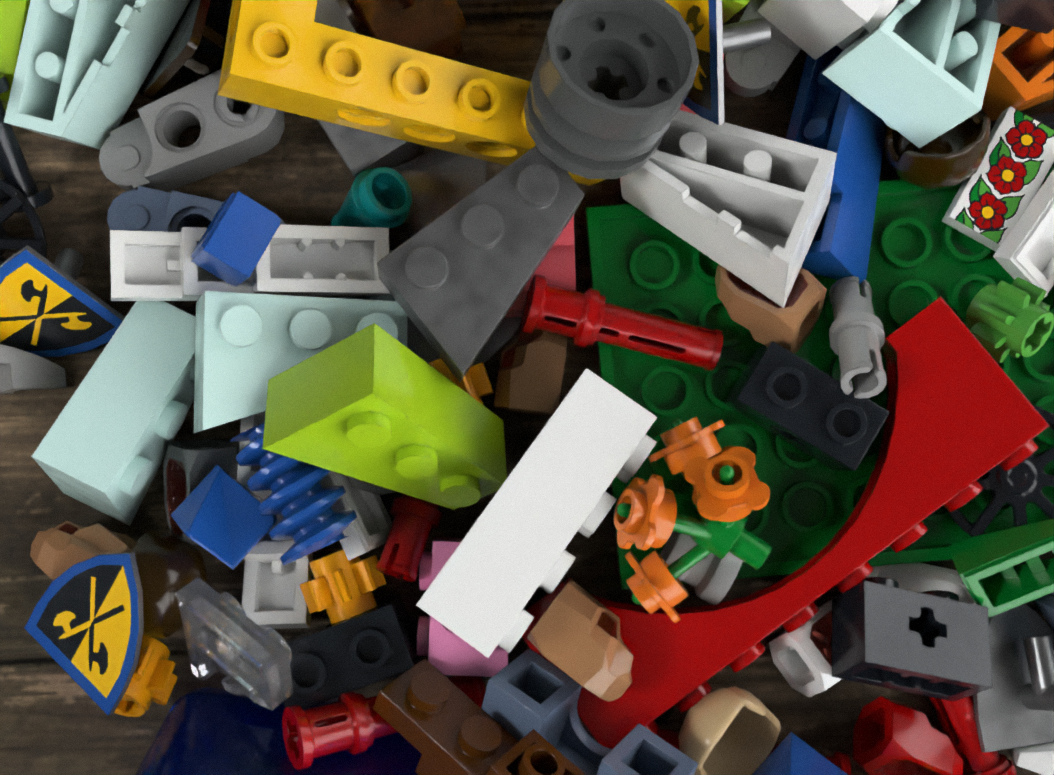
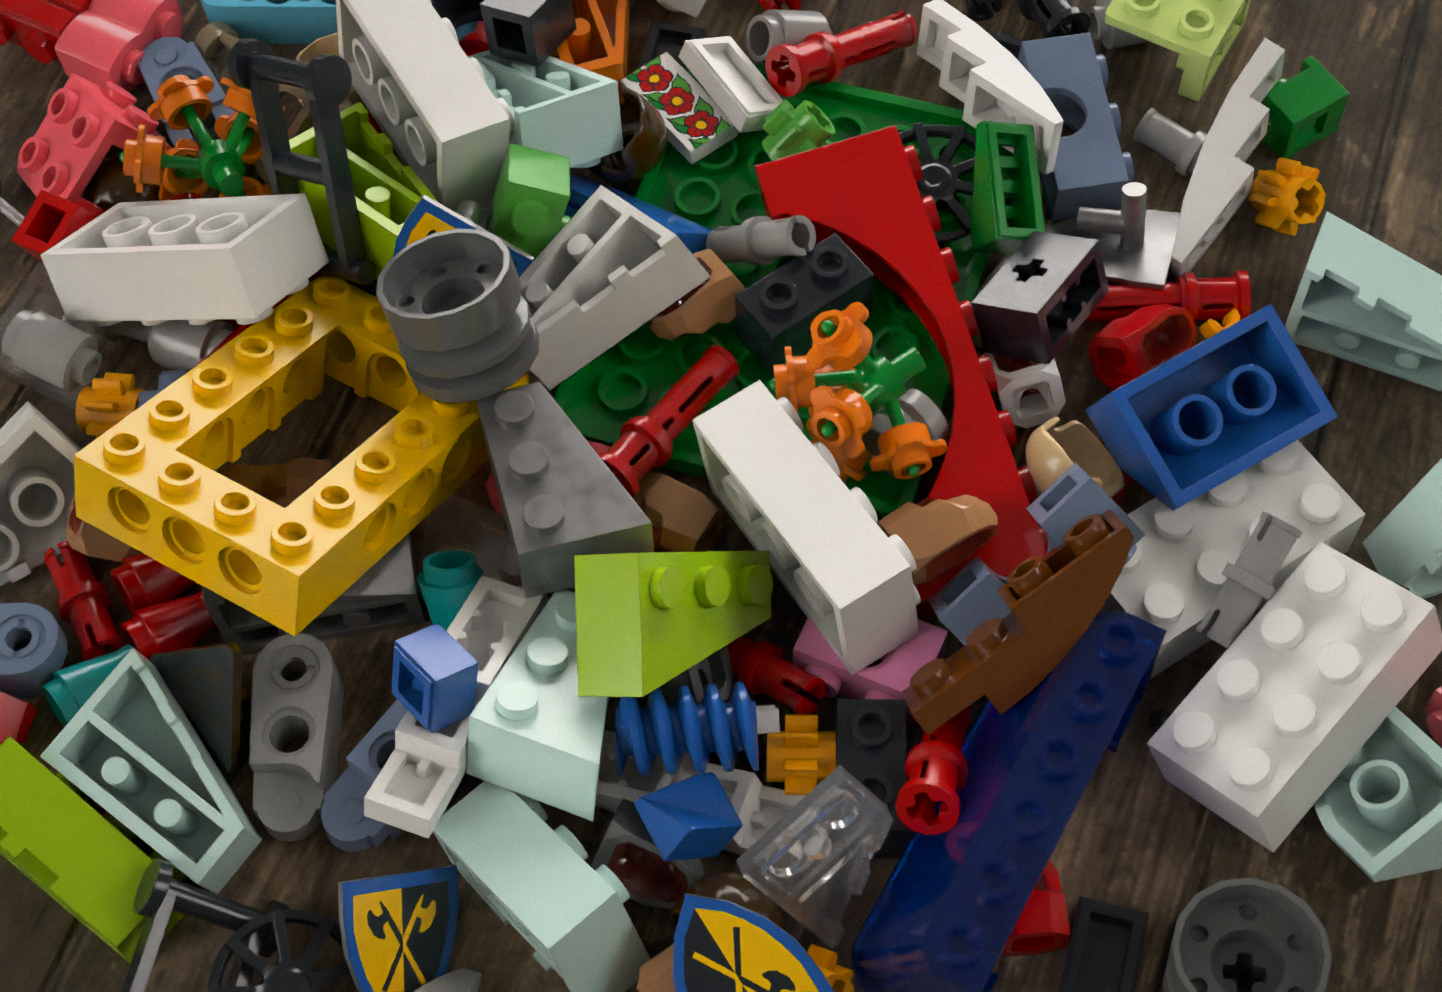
camera: 65 degrees left, 25 degrees down
(791, 88) = (530, 198): none -> bright green brick

